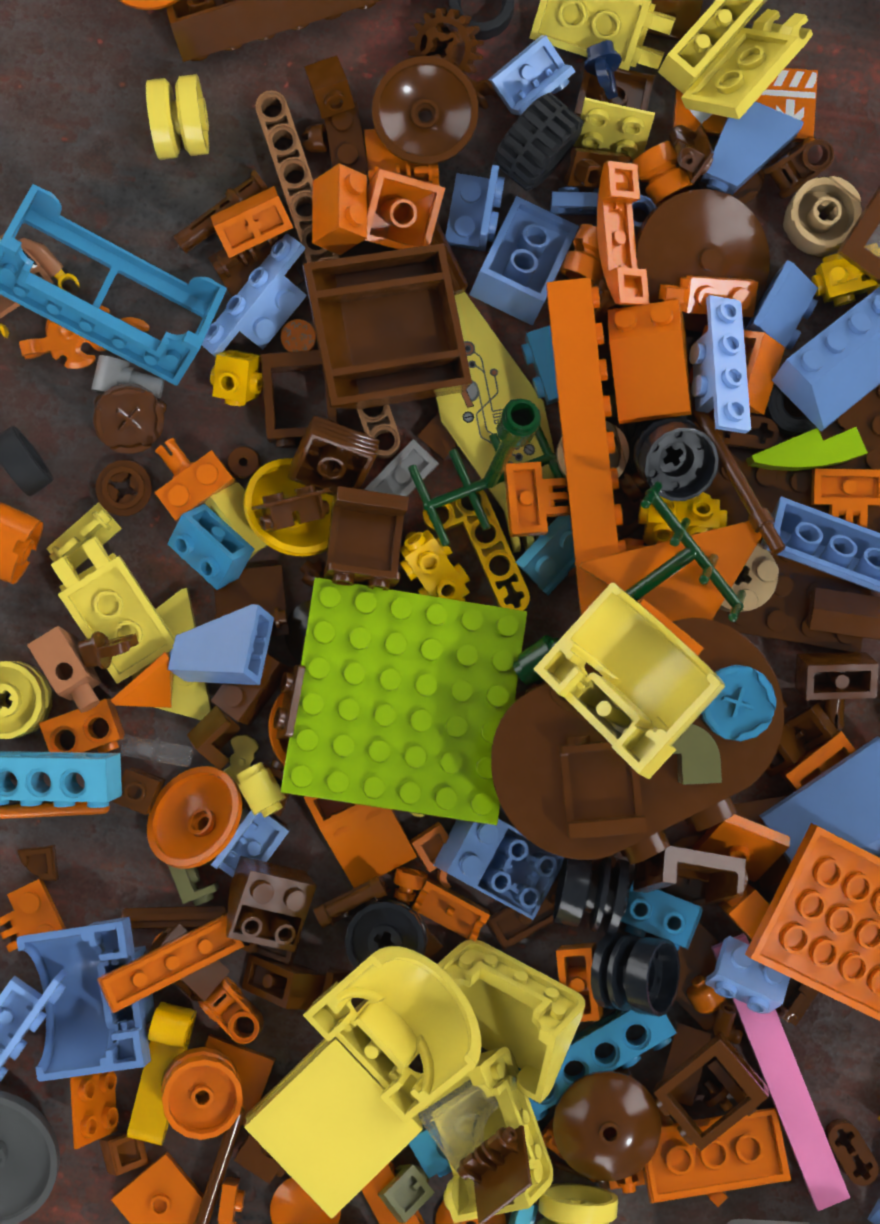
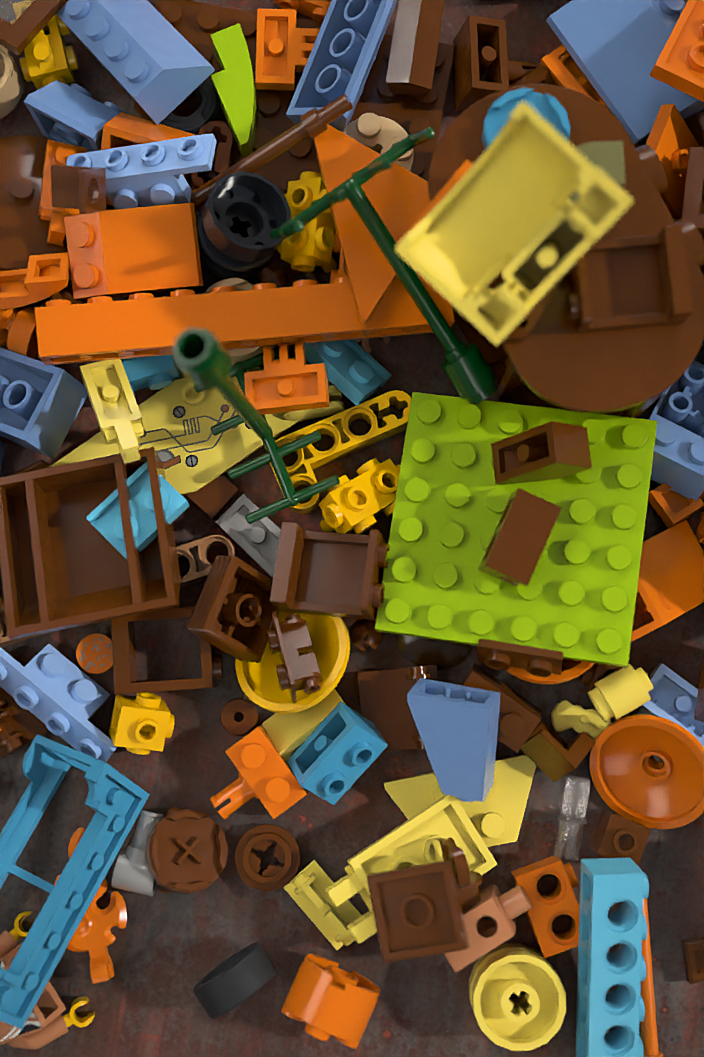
camera: 90 degrees left, 5 degrees down
(77, 613) = (417, 911): none -> reddish brown tile
(150, 687) = (503, 824): orange slope -> none
(389, 700) = (519, 538): none -> reddish brown hinge
(410, 345) = (108, 519): none -> medium azure plate
(463, 720) = (541, 454): none -> reddish brown slope
(509, 348) = (114, 406): none -> light yellow hinge
(702, 312) = (79, 188): none -> reddish brown bracket

